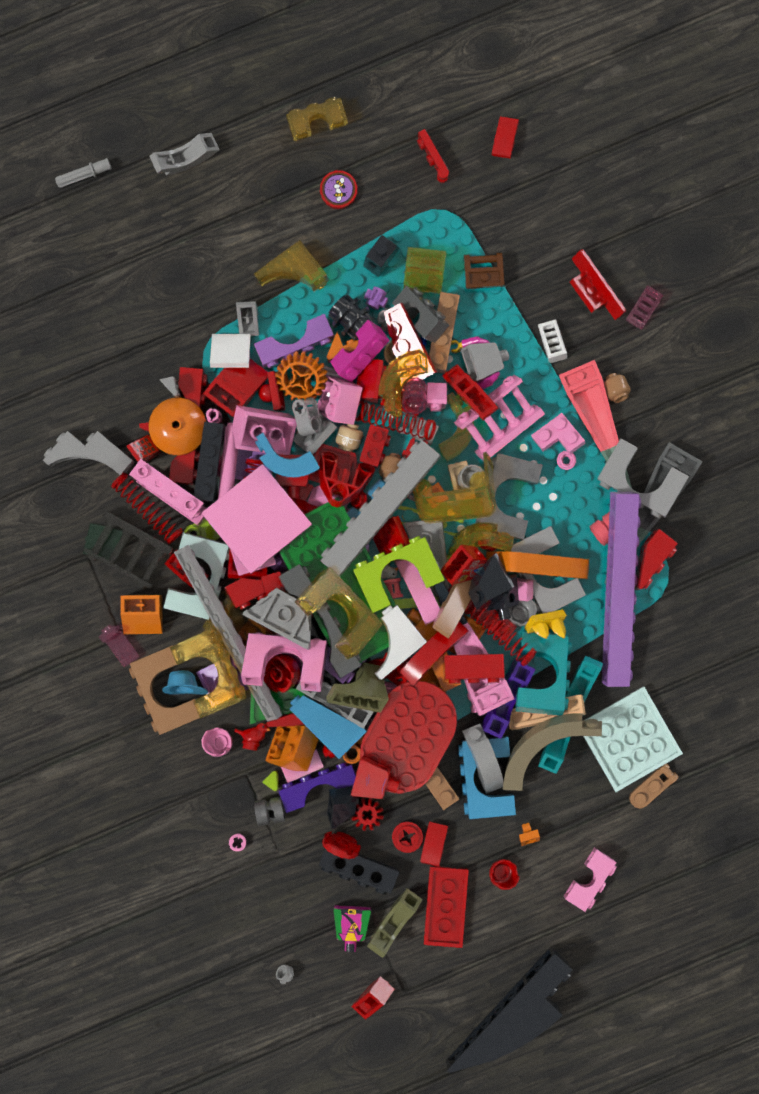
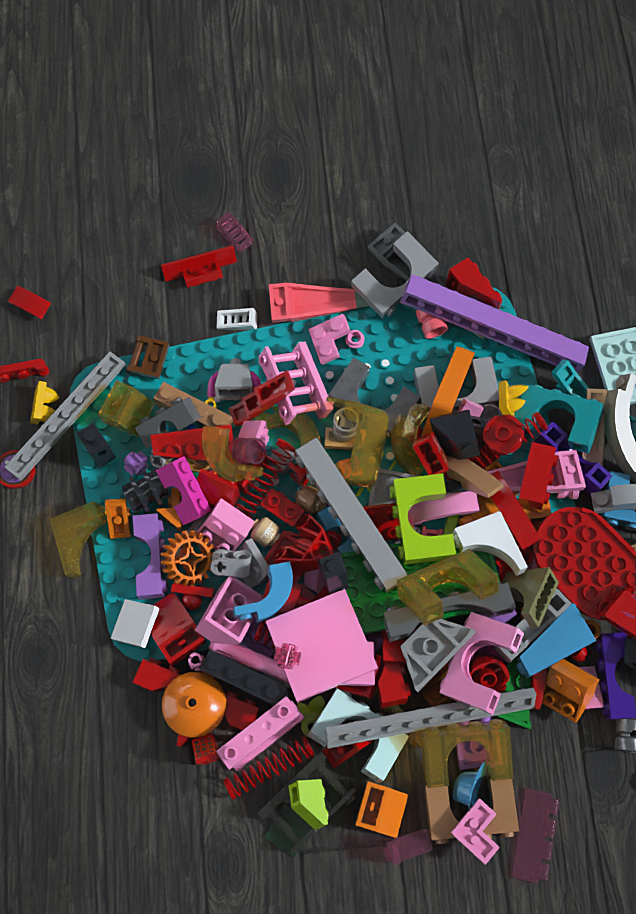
camera: 75 degrees left, 15 degrees down
(96, 449) = (187, 802): light grey arch -> none
(126, 550) = (308, 802): none -> lime slope
(144, 694) = (470, 831): none -> bright pink plate
(166, 748) = (531, 839): none -> clear pink windscreen
(172, 385) = (149, 697): light grey slope -> none
(217, 742) = (542, 769): bright pink hair -> none
(235, 492) = (287, 656): none -> clear pink gear
(248, 318) = (107, 595): light grey slope -> none
(253, 736) = (544, 729): red animal -> none
(272, 780) = (596, 723): lime slope -> none
(319, 301) = (118, 518): none -> orange slope
(323, 507) = (332, 571): none -> black slope
(400, 190) = (42, 395): none -> yellow tile
(402, 216) = (65, 416): none -> light grey plate
(503, 625) = (503, 434): none -> red tile
(616, 388) = (301, 275): medium nougat head -> none

